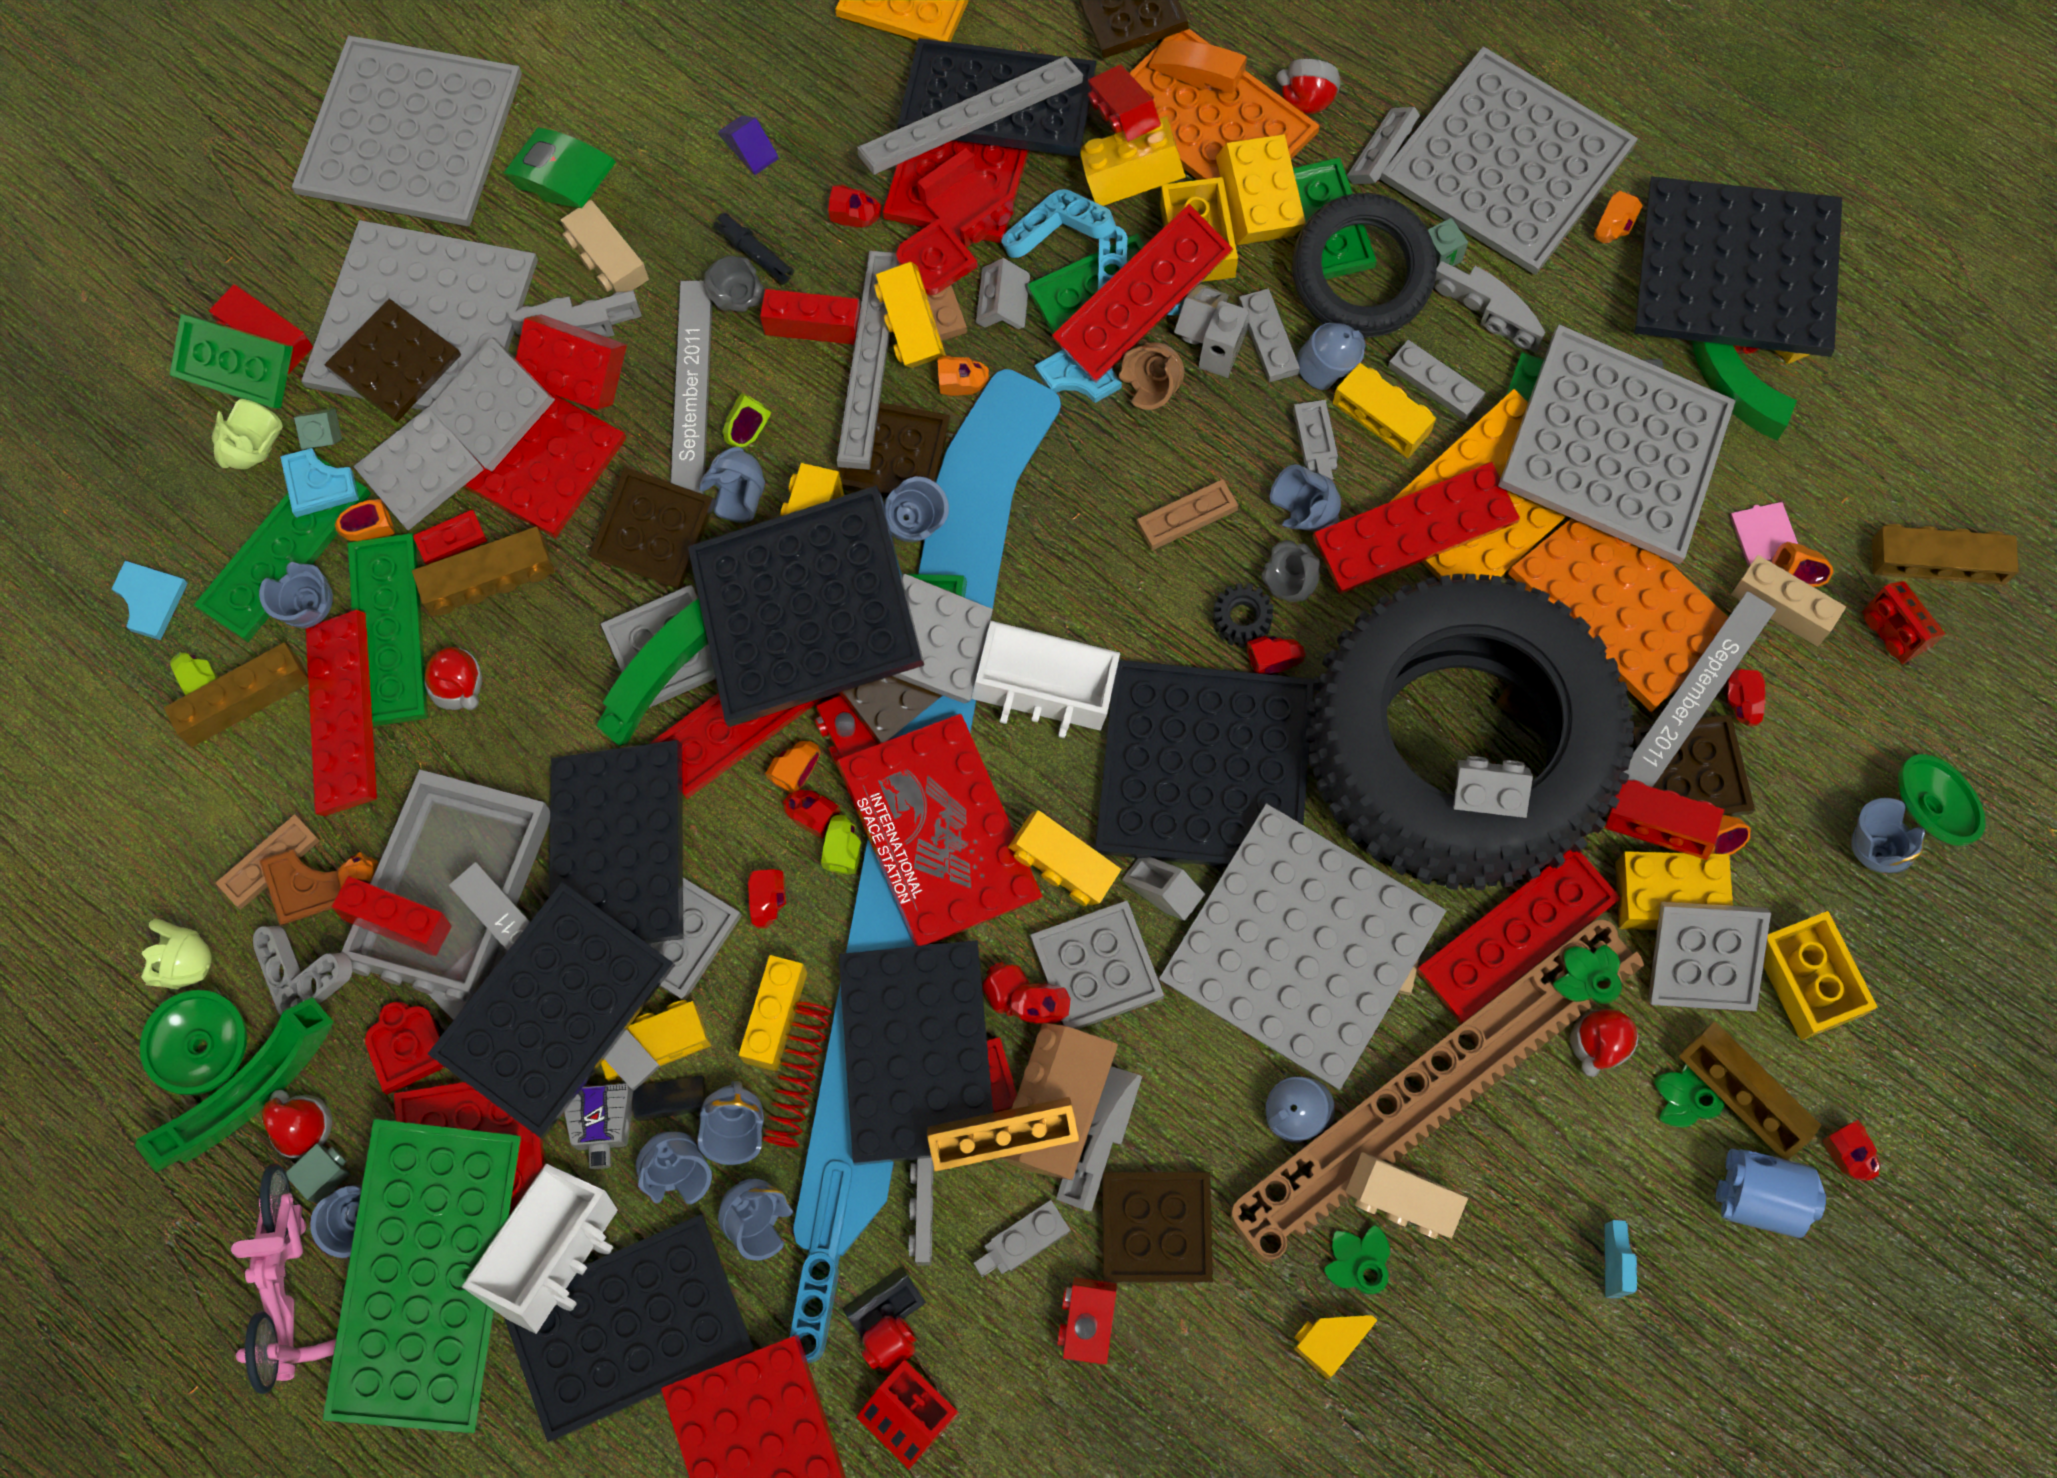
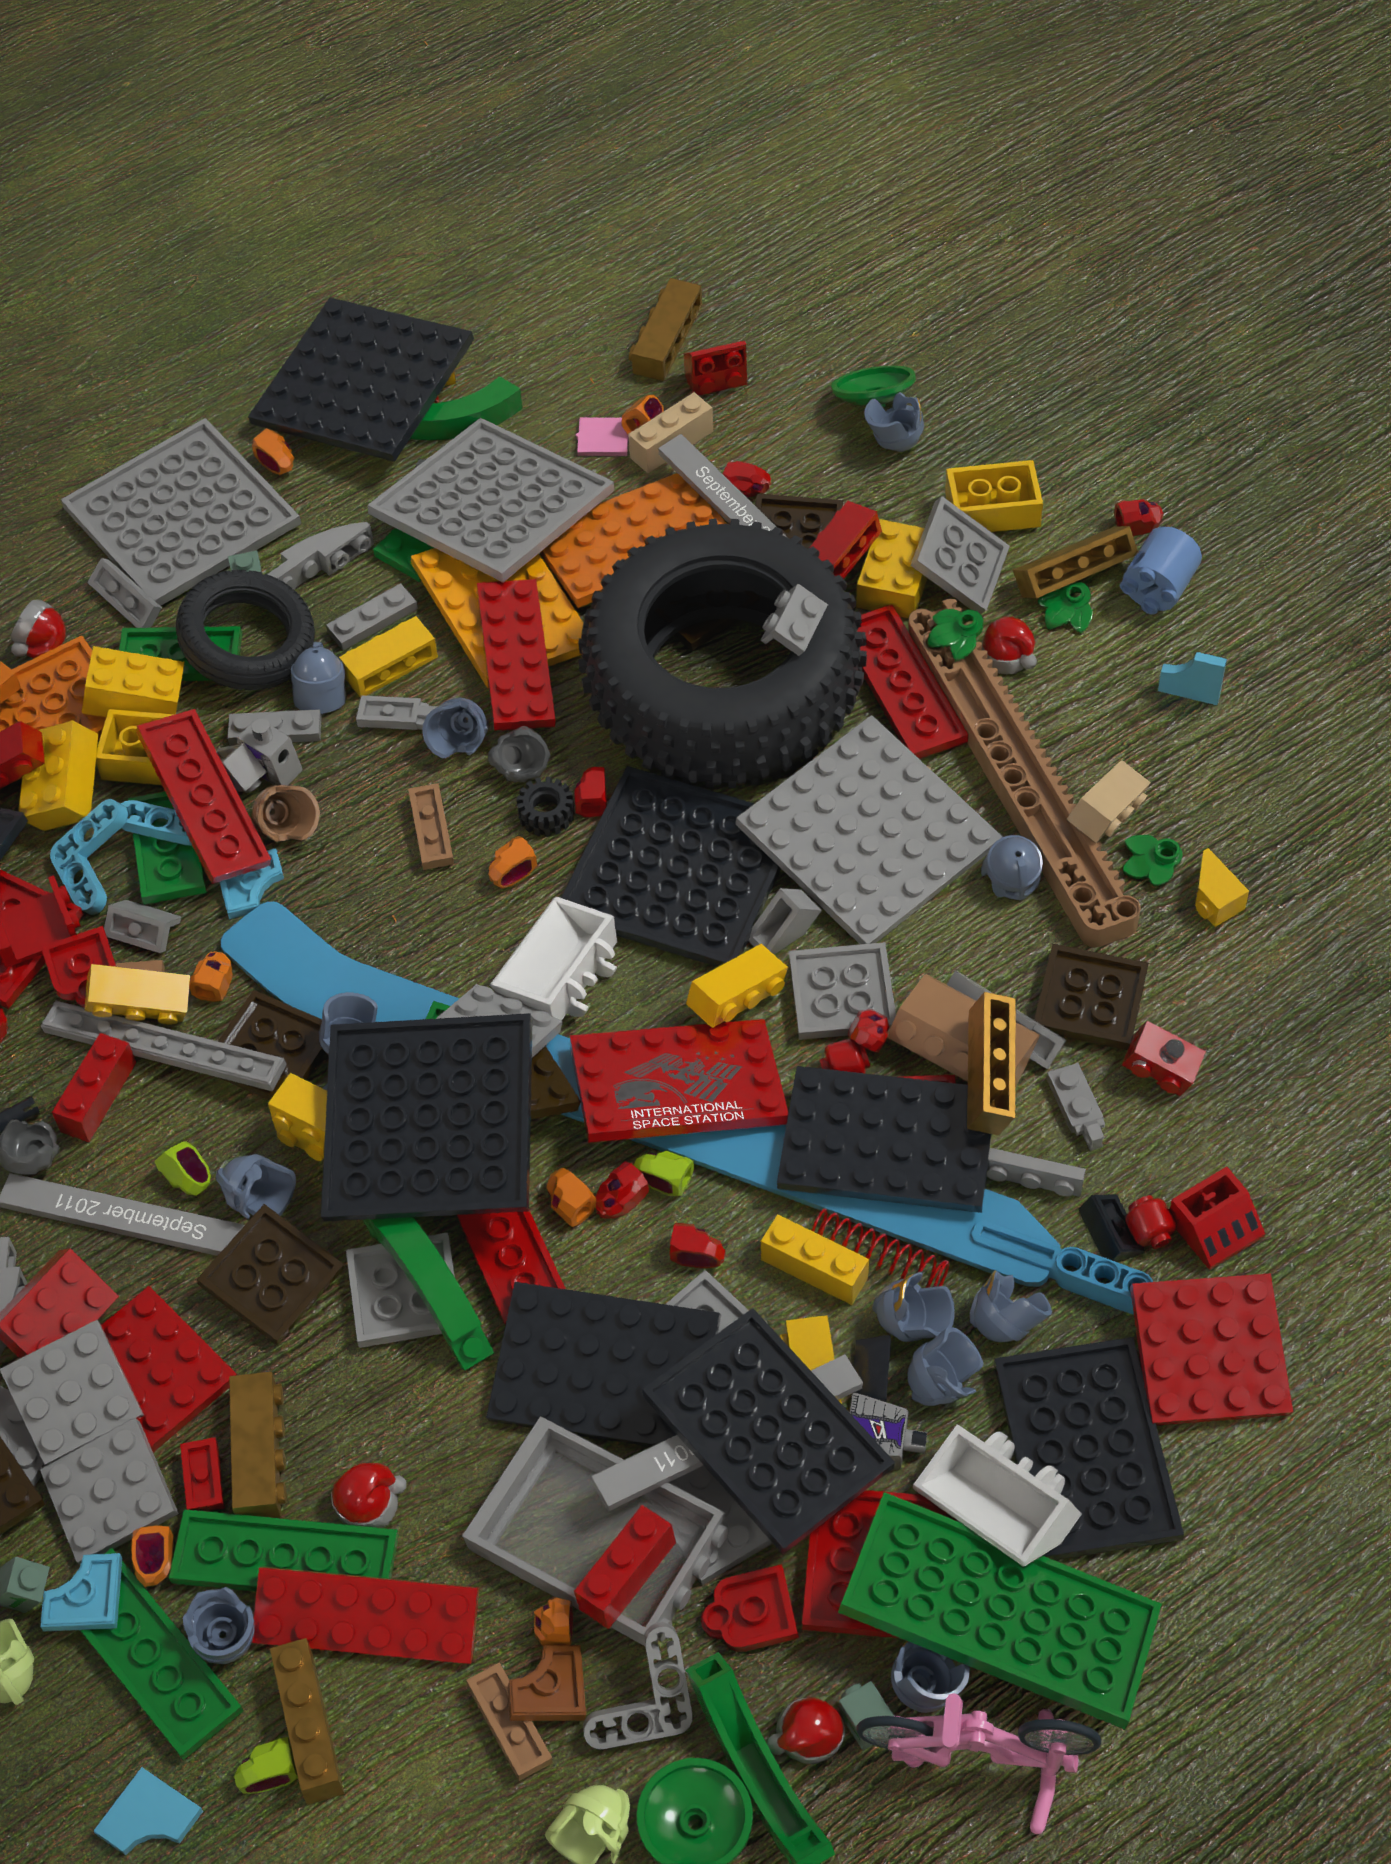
camera: 75 degrees left, 15 degrees down
(842, 728) = (557, 1141): red piece -> none
(1162, 602) = (512, 863): none -> orange rock

